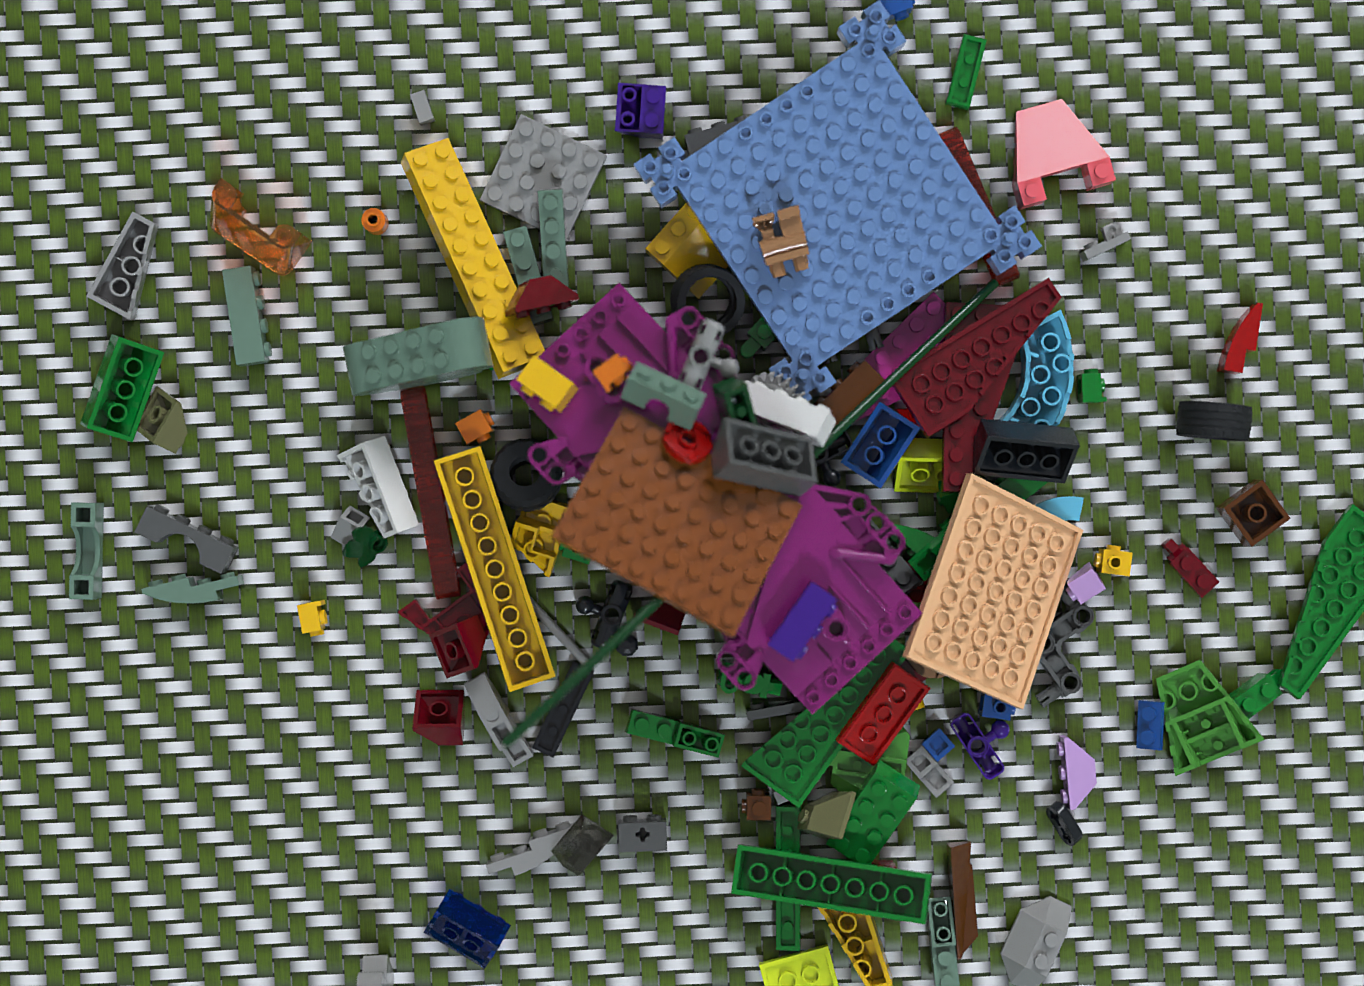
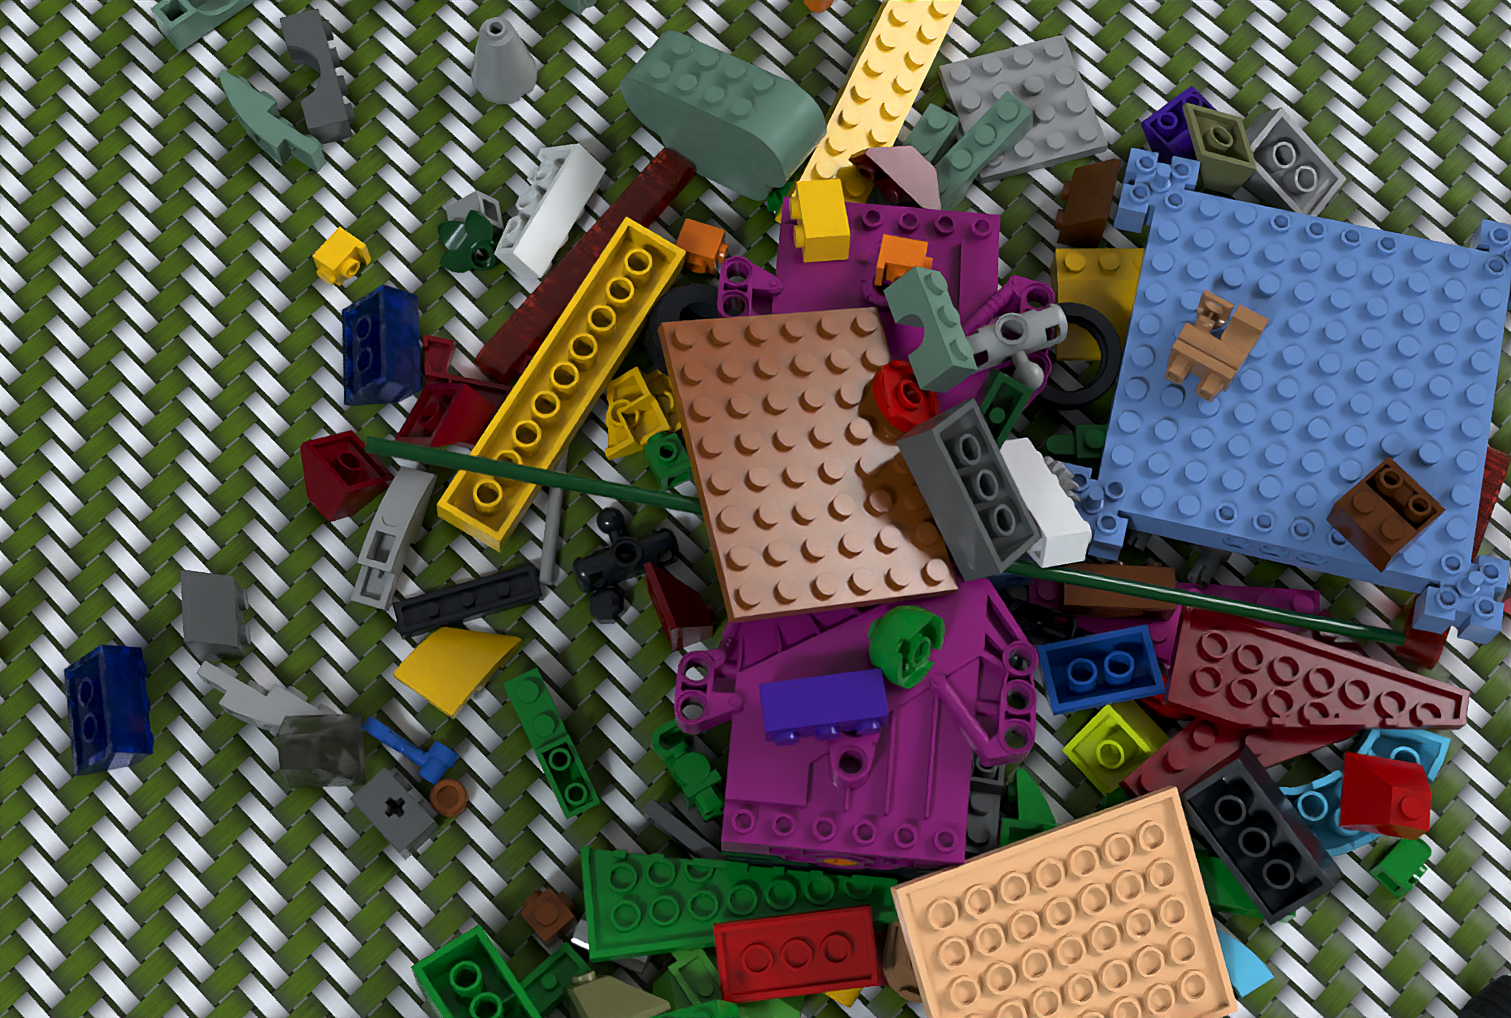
camera: 45 degrees right, 20 degrees down
(271, 434) = (502, 63): none -> light grey cone
(385, 639) = (381, 347): none -> clear blue slope
(465, 841) = (214, 616): none -> dark grey slope
(593, 745) = (454, 666): none -> yellow slope
(633, 204) = (1087, 204): none -> reddish brown slope
(633, 795) = (432, 763): none -> blue brick
(656, 801) = (449, 798): none -> dark orange tile
(669, 110) = (1221, 147): none -> olive slope
(703, 76) = (1289, 165): none -> light grey slope
(807, 558) = (903, 643): none -> green cylinder
(942, 247) = (1384, 514): none -> reddish brown slope
(1057, 370) = (1384, 796): none -> red slope

